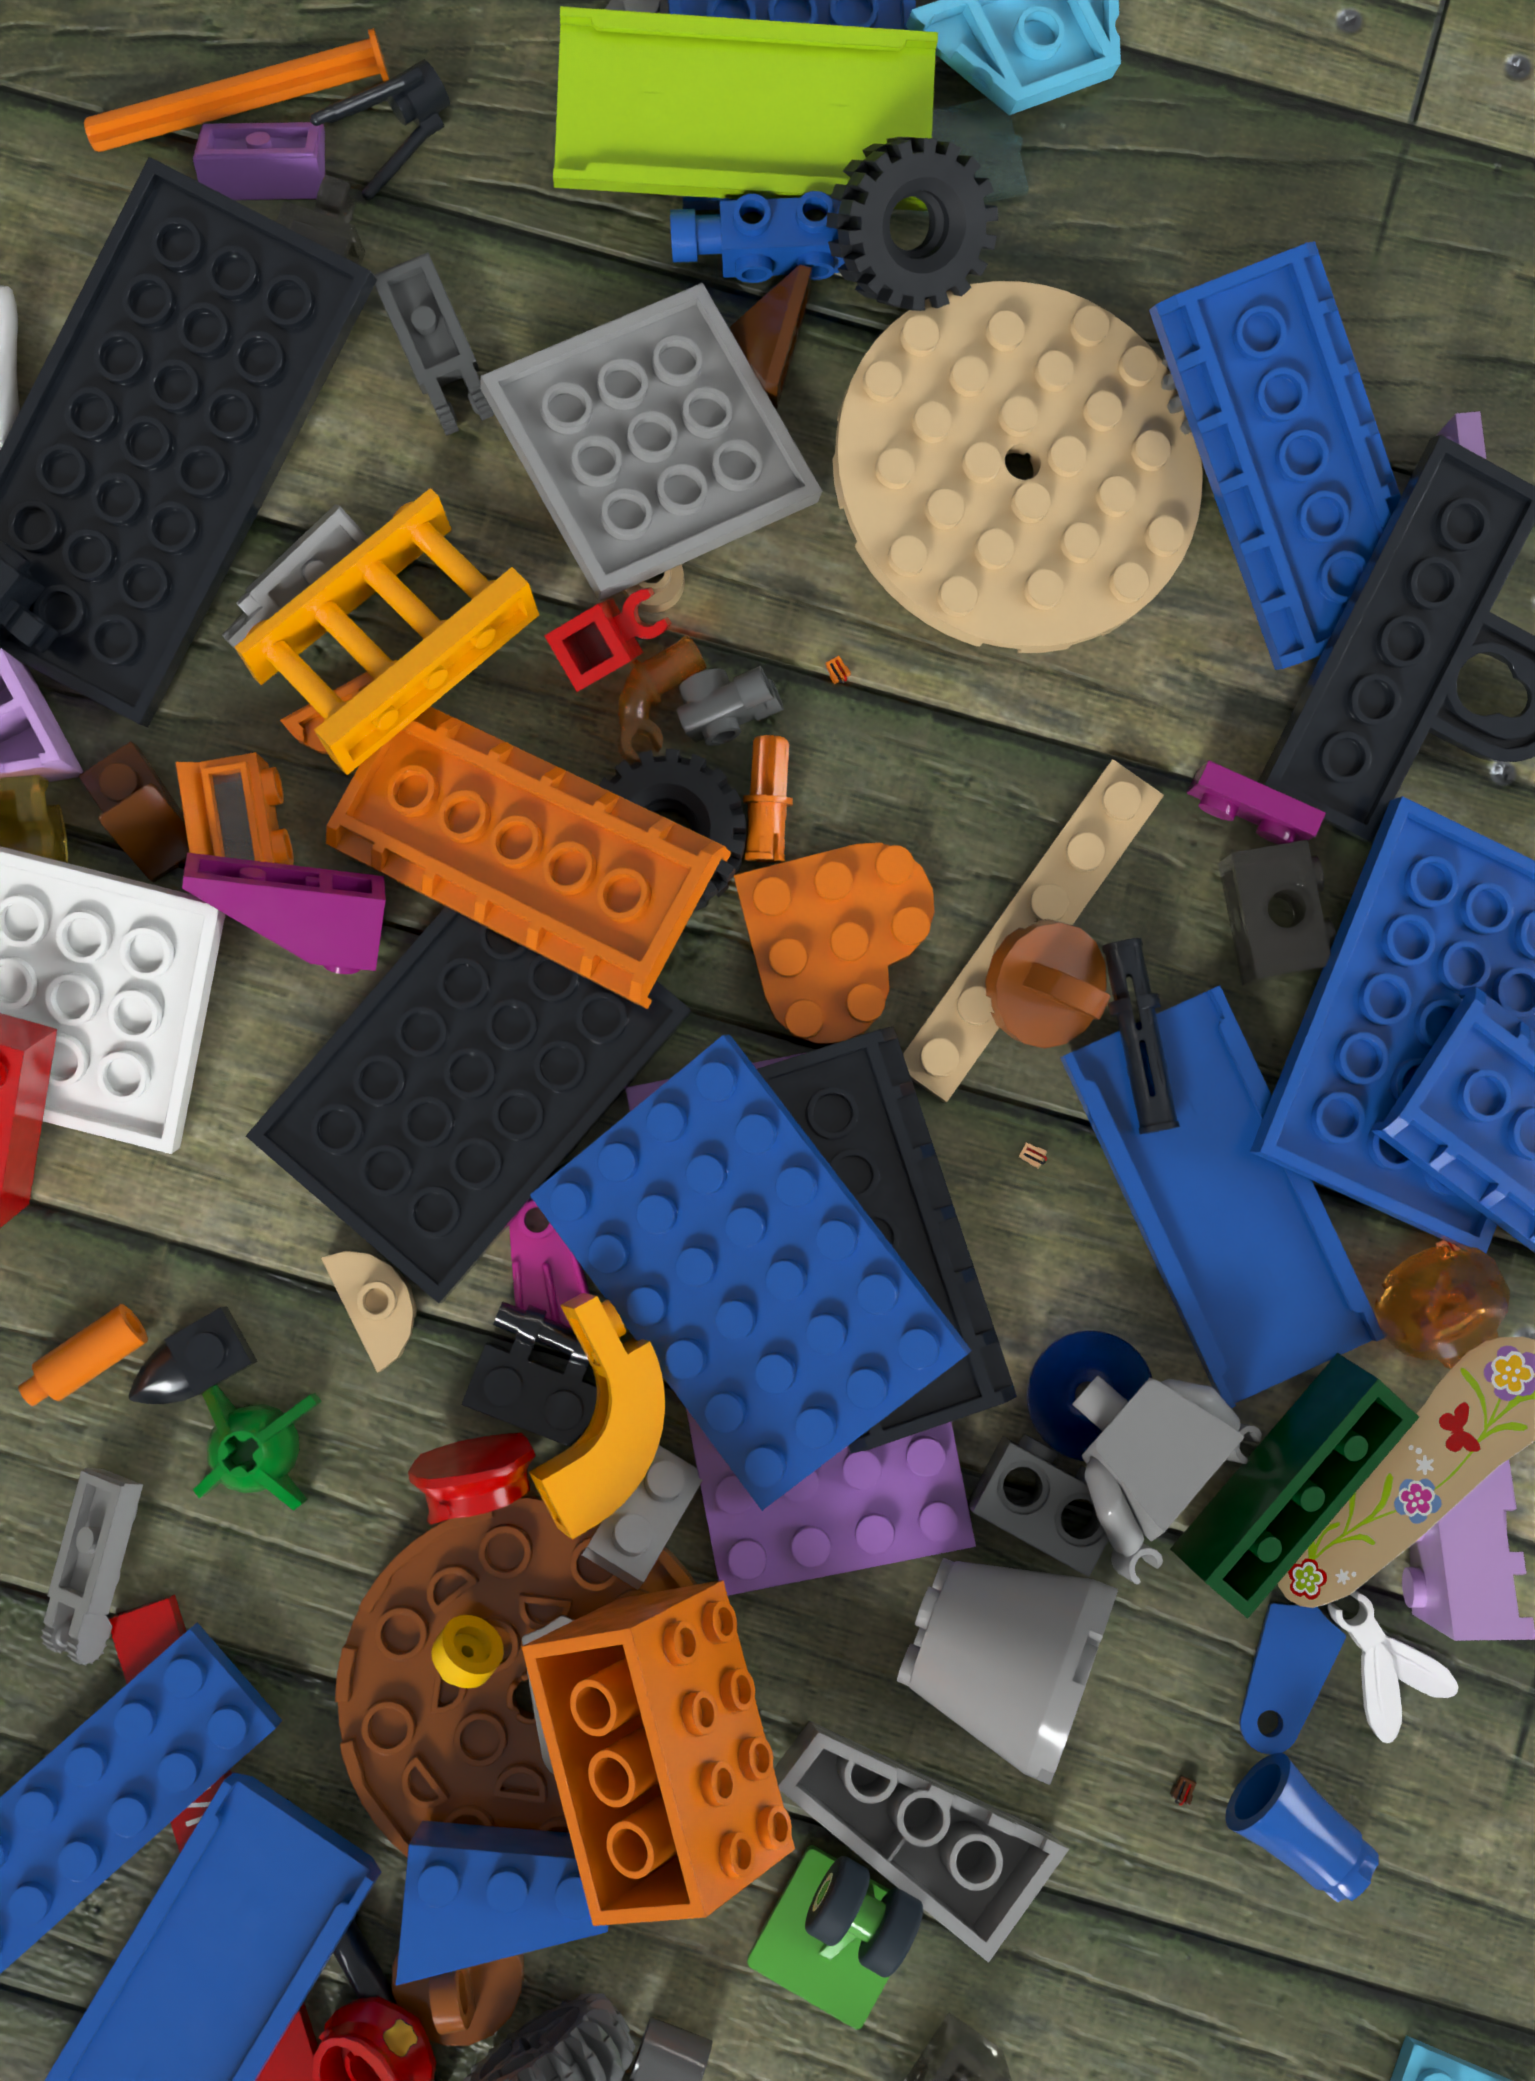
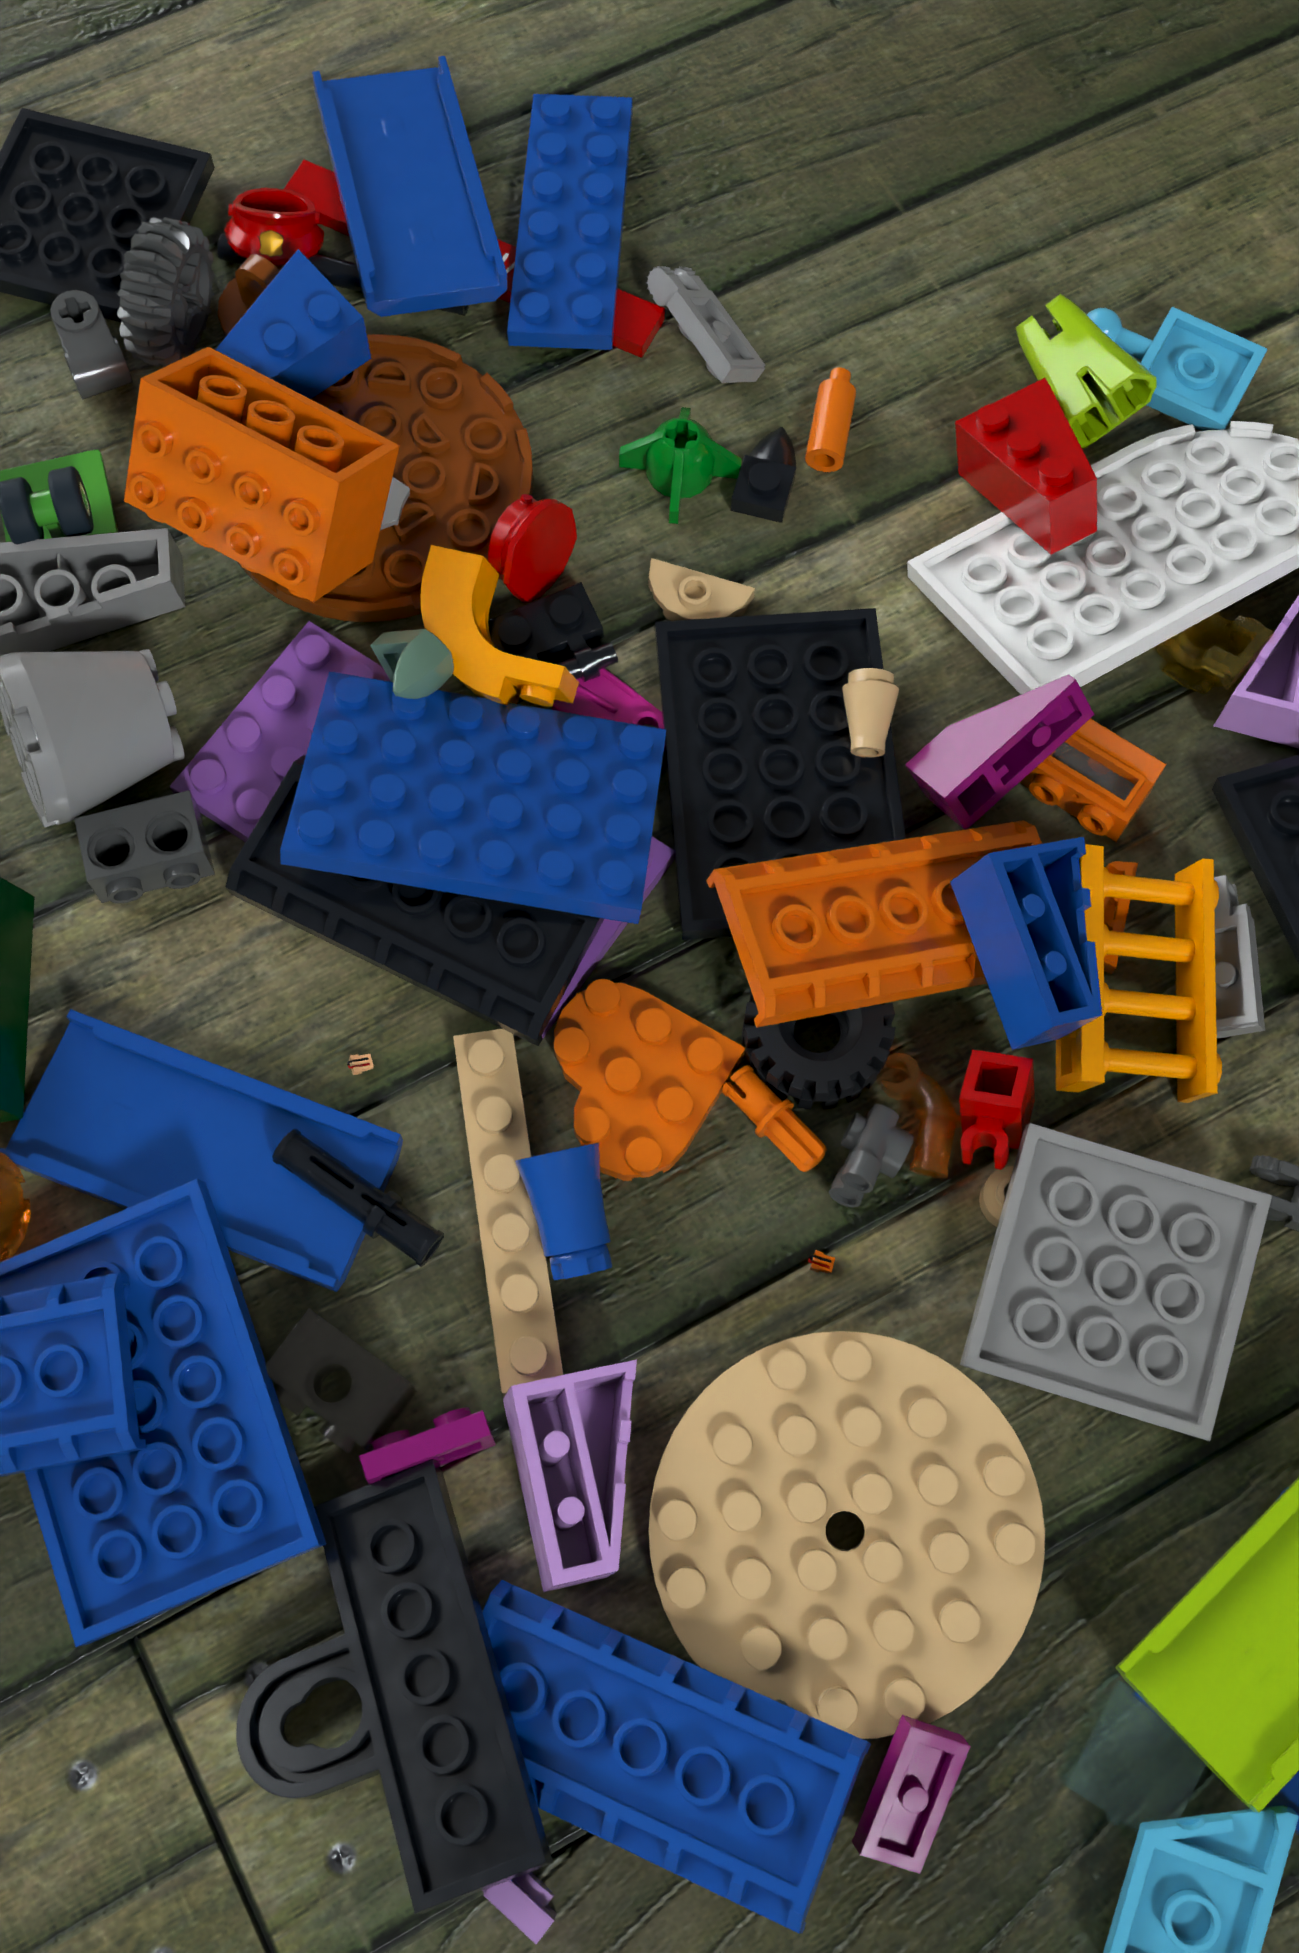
camera: 135 degrees right, 15 degrees down
(138, 811) = (1171, 736): reddish brown slope -> none
(356, 1040) = (869, 709): none -> tan cone
(449, 714) = (1032, 938): none -> blue wedge
(467, 1651) = (434, 449): yellow tile -> none
(640, 1528) = (396, 594): light grey plate -> none
(685, 1442) = (414, 661): none -> sand green plate
(762, 248) = (1202, 1521): blue brick -> none
(772, 328) = (1122, 1455): reddish brown slope -> none
(956, 222) = (1064, 1609): black tyre -> none
(990, 877) = (569, 1209): none -> blue plant
(1047, 983) = (458, 1171): dark orange tile -> none
(1062, 1369) = (158, 920): clear blue dish -> none
(1141, 271) = (910, 1794): none -> magenta plate
(1154, 1458) = (93, 925): light grey torso -> none
(1167, 687) = (571, 1468): none -> lavender wedge

